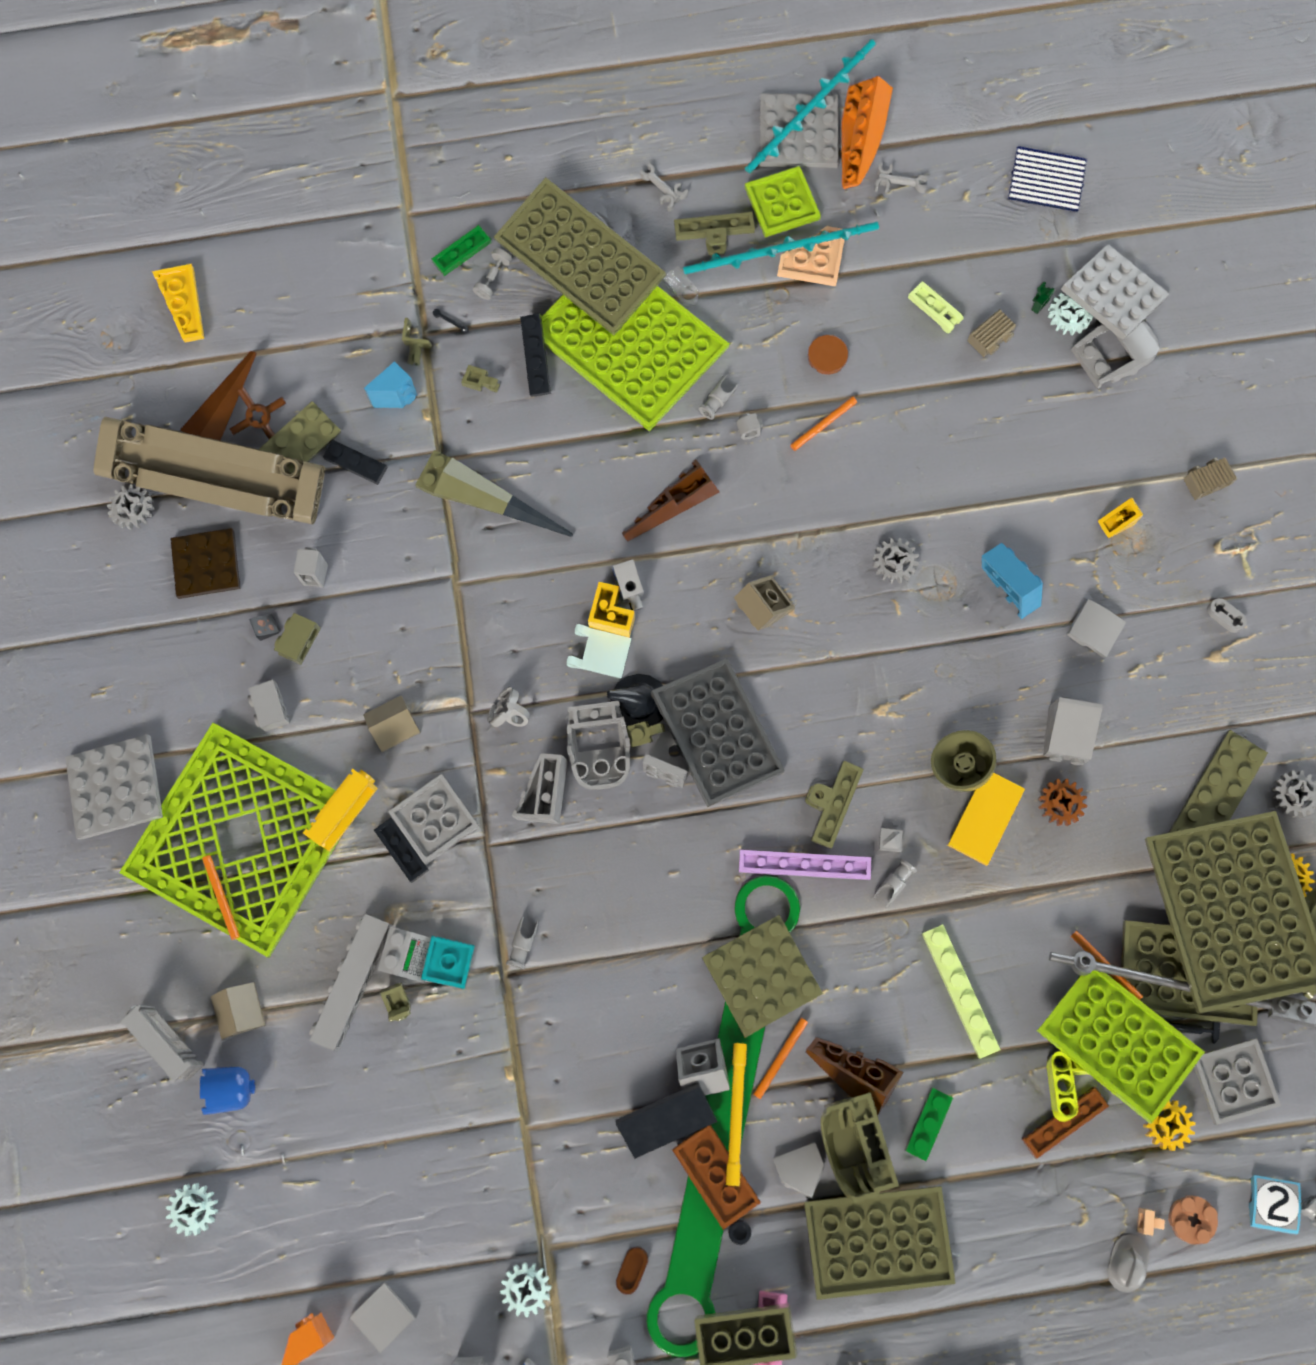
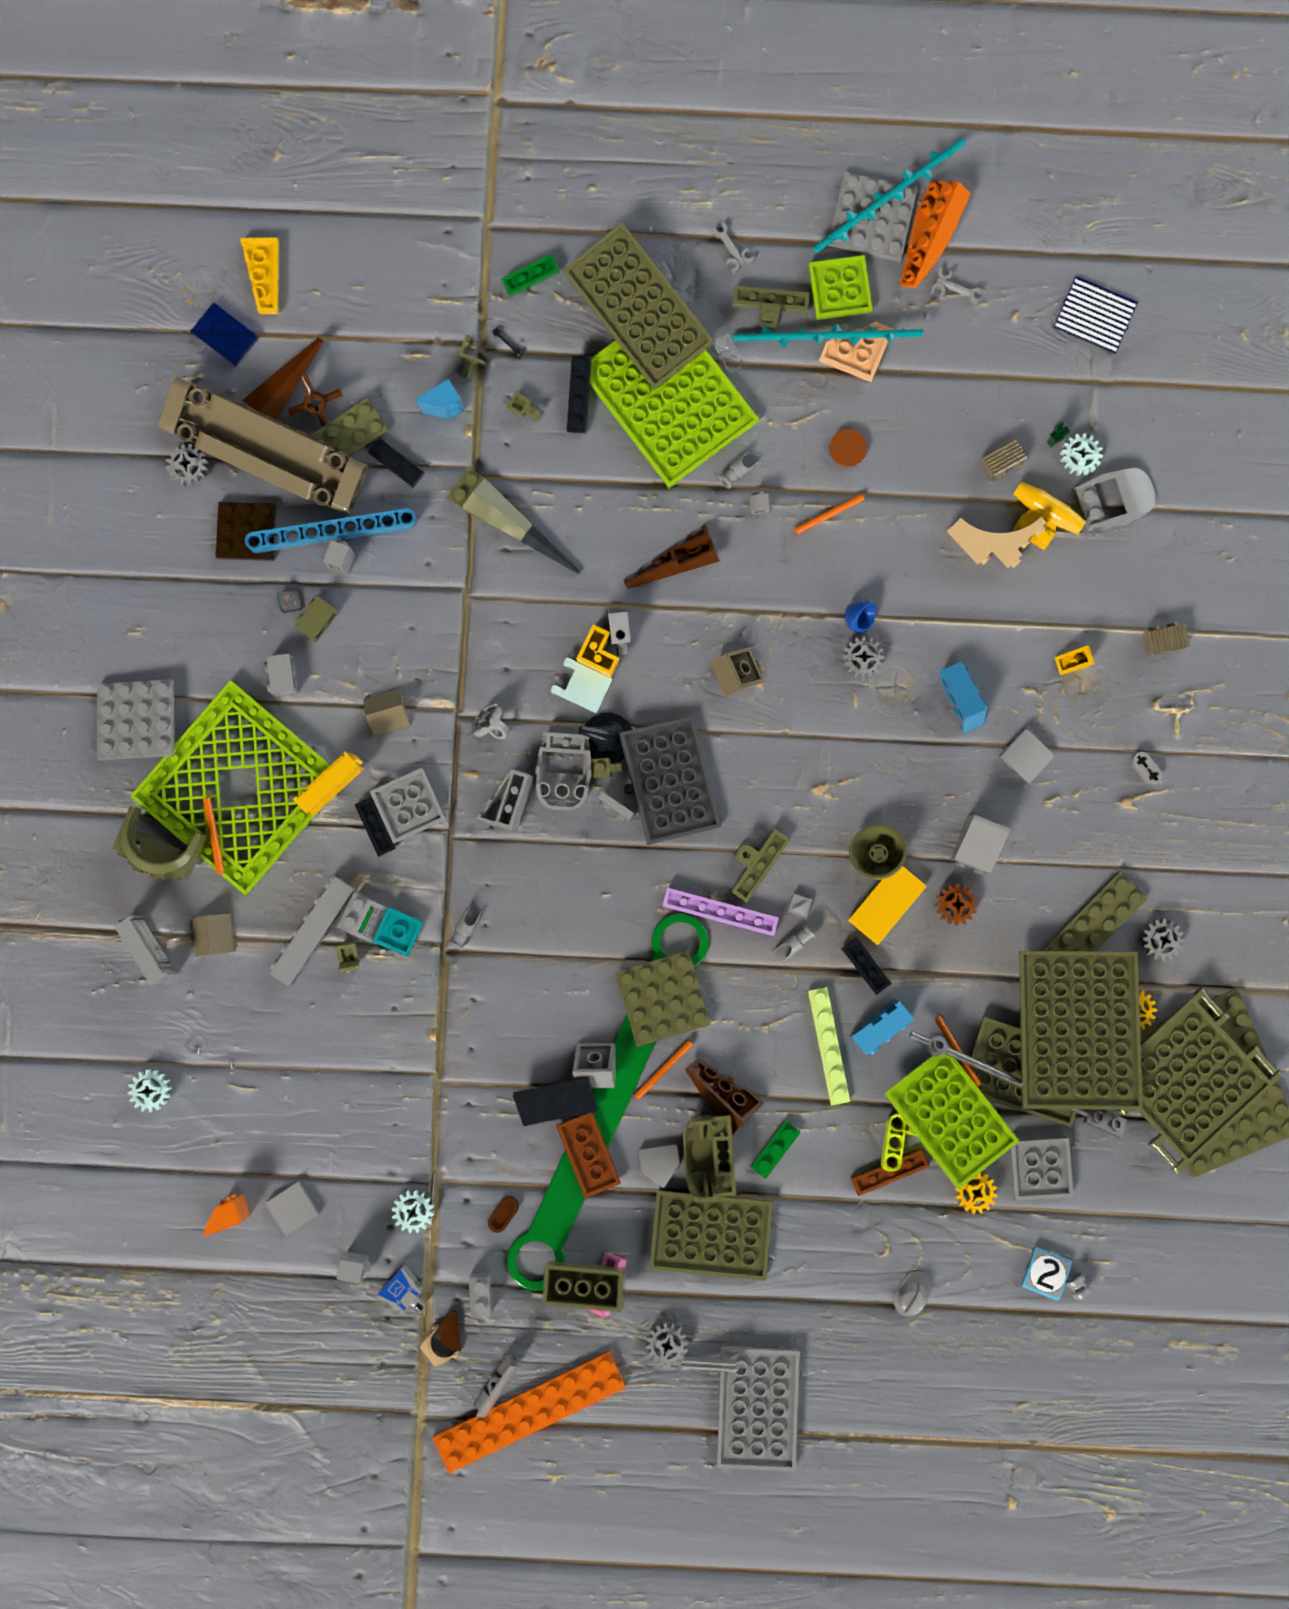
camera: 10 degrees right, 10 degrees up
(150, 369) = (224, 334): none -> clear blue tile
(156, 932) = (154, 855): none -> olive piece
(225, 1089) = (193, 999): blue cylinder -> none
(286, 542) = (321, 528): none -> dark azure beam
(483, 290) = (543, 319): light grey wheel -> none
(733, 1164) = (604, 1149): yellow piece -> none
(739, 1232) = (598, 1203): black tile -> none
(882, 517) = (860, 615): none -> blue hat
(935, 307) = (958, 422): yellowish green plate -> none
(980, 891) = (866, 966): none -> black plate
(1016, 417) = (1004, 546): none -> tan arch
(1016, 955) = (882, 1027): none -> dark azure wedge
(1048, 381) = (1050, 509): none -> yellow plate
(1115, 292) = (1127, 442): light grey plate -> none
(1148, 1222) = (937, 1265): light nougat tile -> none
(1198, 1029) = (1020, 1119): black piece -> none
(1207, 1224) = (974, 1260): nougat plate -> none

